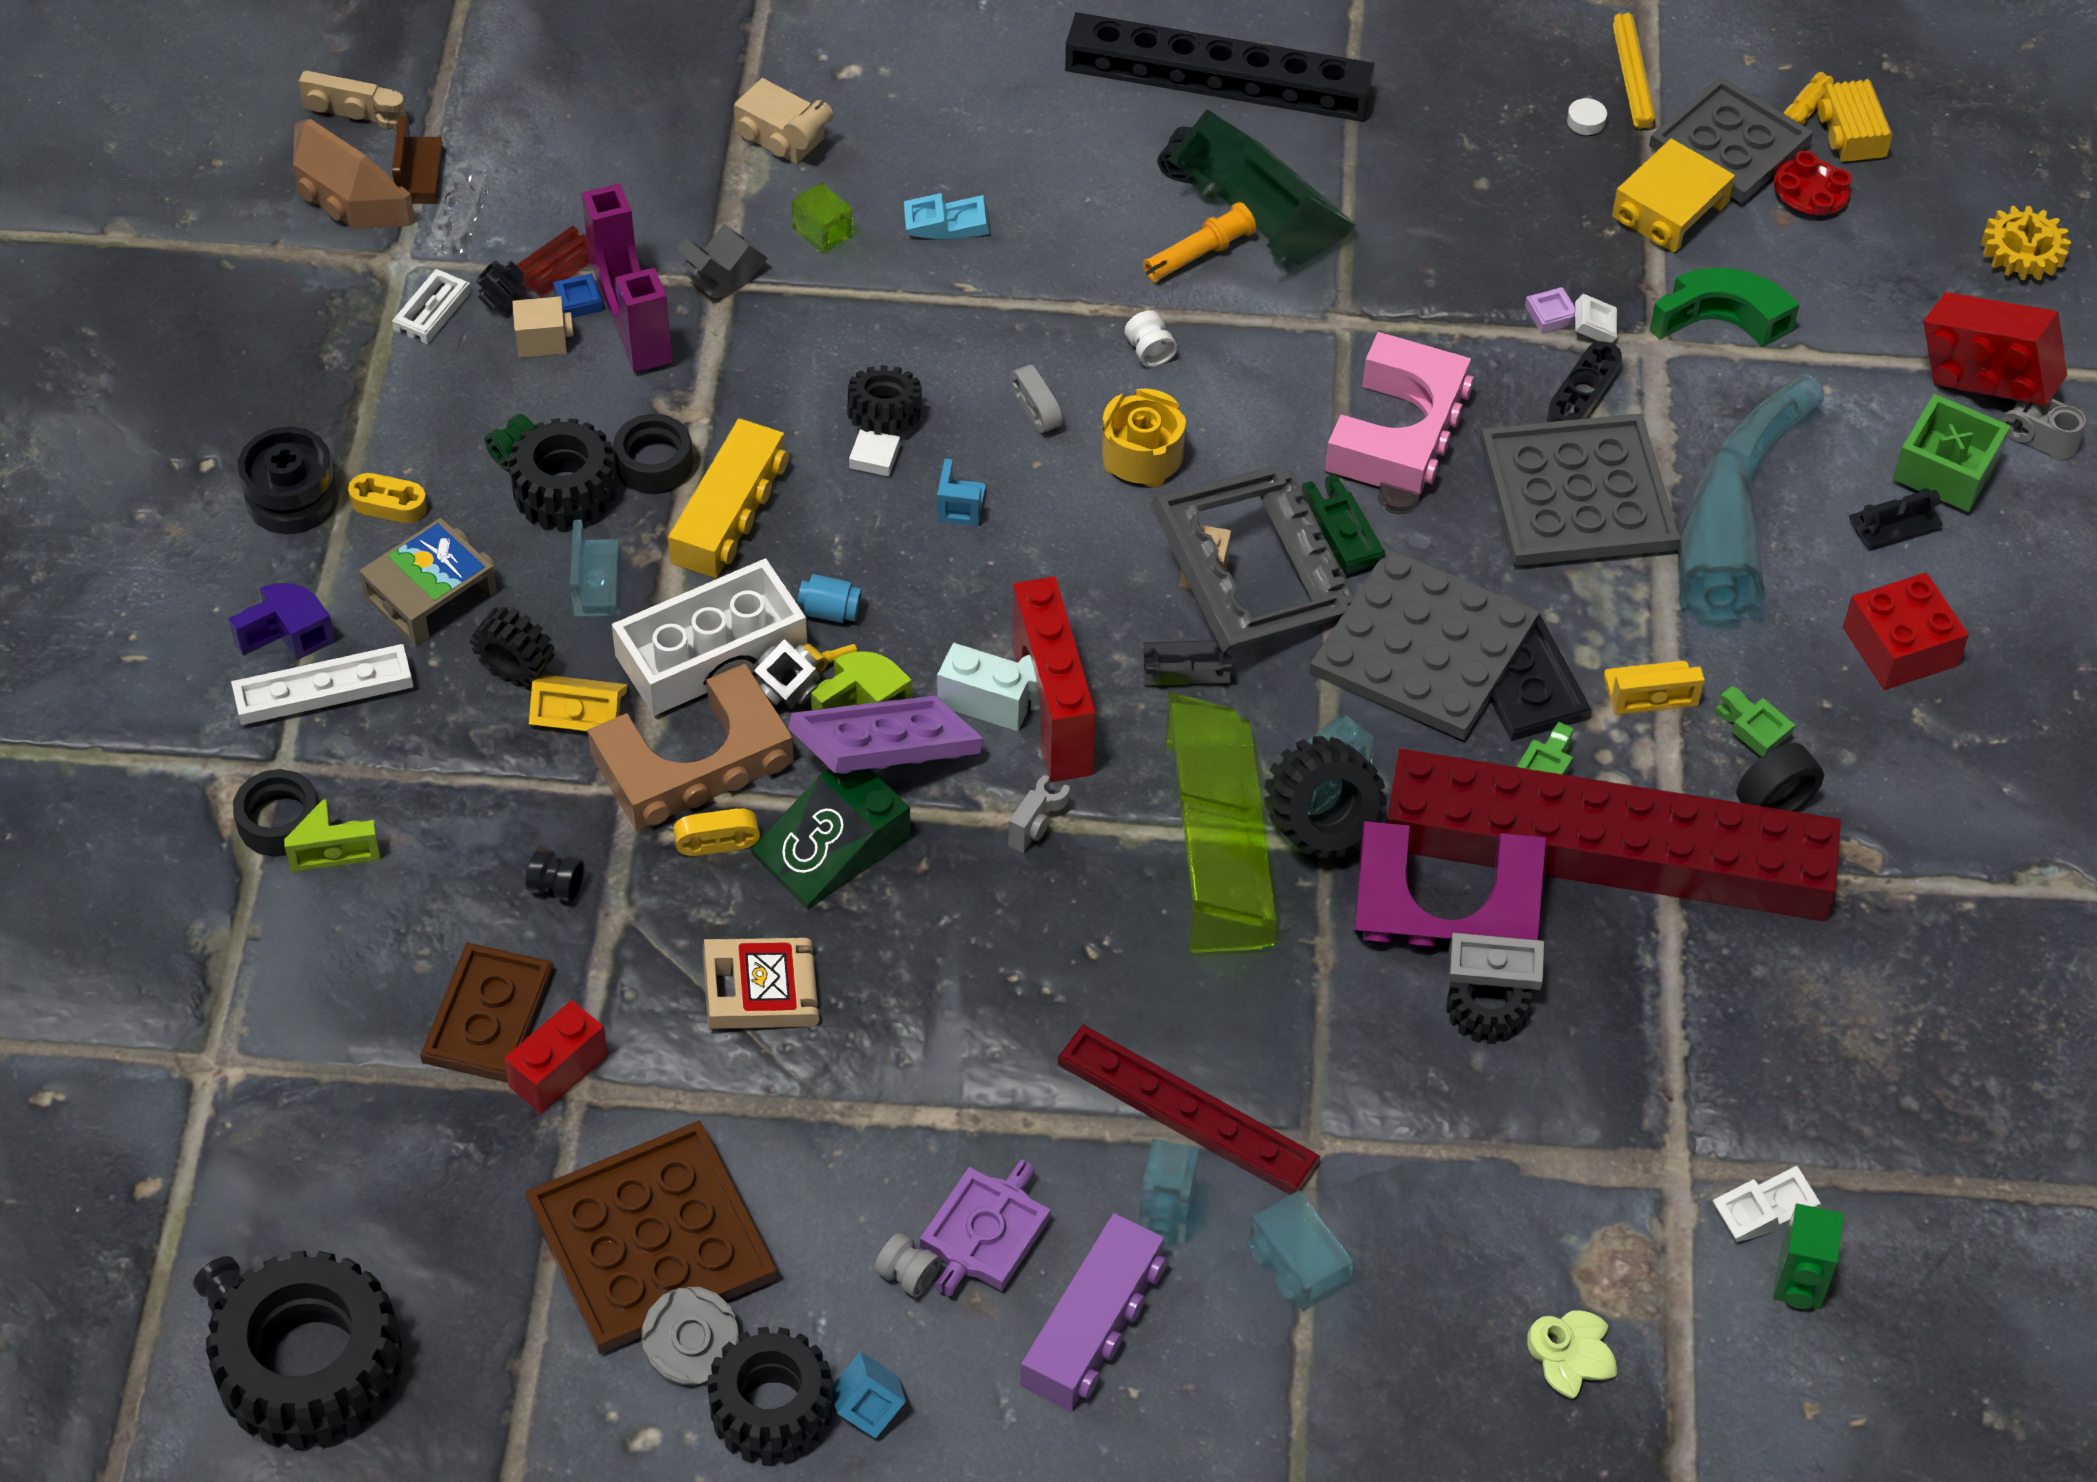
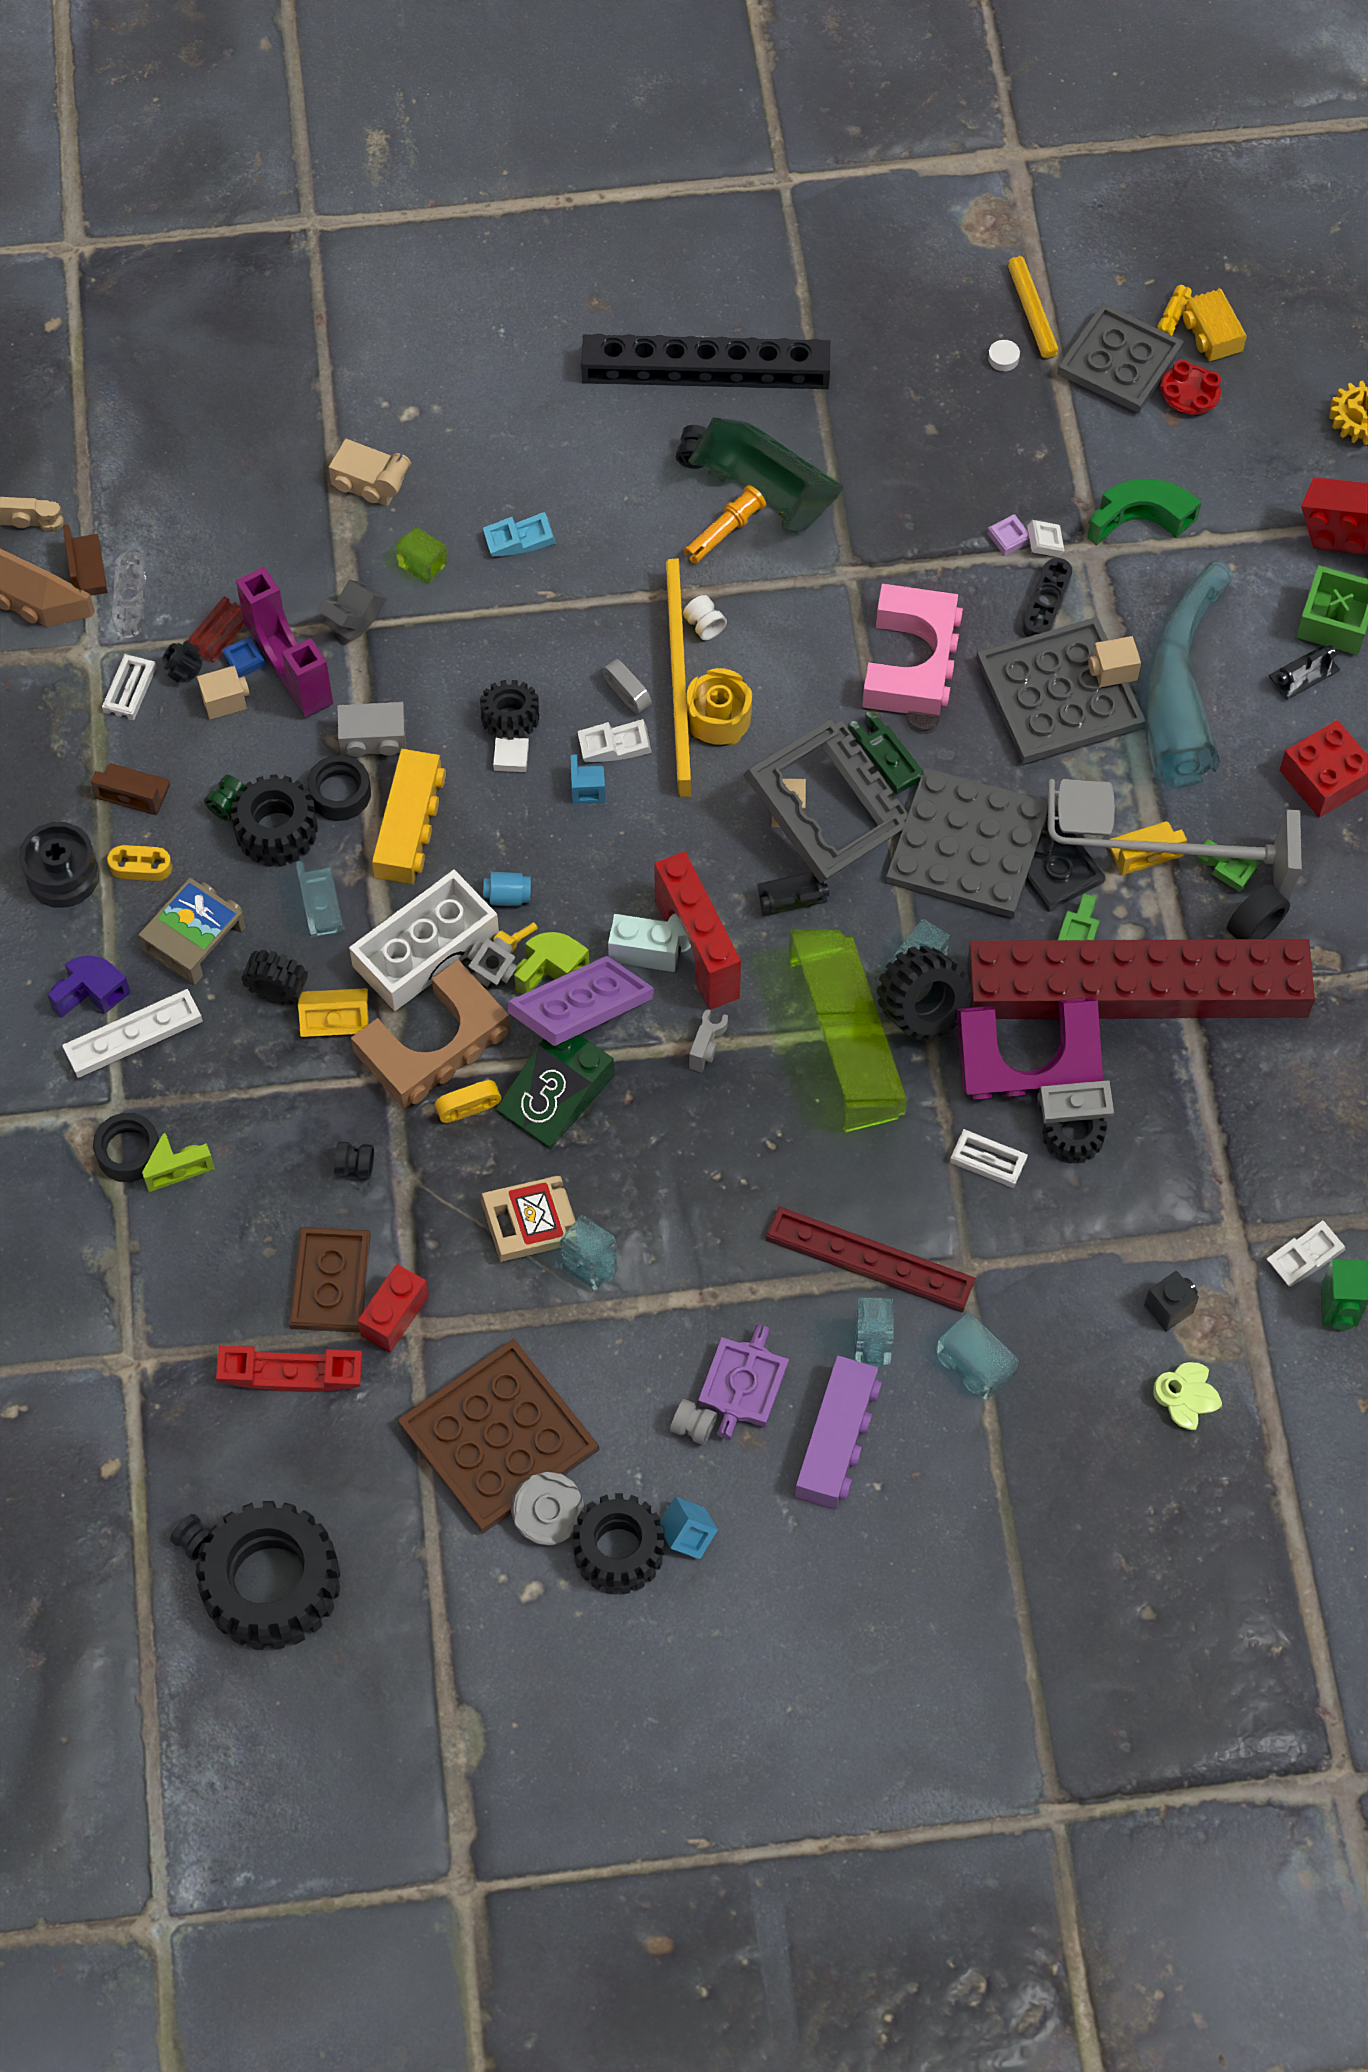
camera: 10 degrees left, 10 degrees up
(399, 415) = (130, 788): none -> reddish brown panel
(402, 1111) = (289, 1371): none -> red slope
(709, 392) = (371, 729): none -> light grey brick
(821, 1031) = (589, 1253): none -> clear light blue brick
(995, 460) = (617, 743): none -> white slope
(1102, 394) = (678, 678): none -> yellow tile
(1366, 1022) = (986, 1170): none -> white tile
(1574, 1227) = (1172, 1300): none -> black brick
(1588, 623) = (1090, 809): none -> light grey piece
(1653, 462) = (1115, 661): none -> tan brick
(1671, 194) = (1084, 417): yellow panel -> none

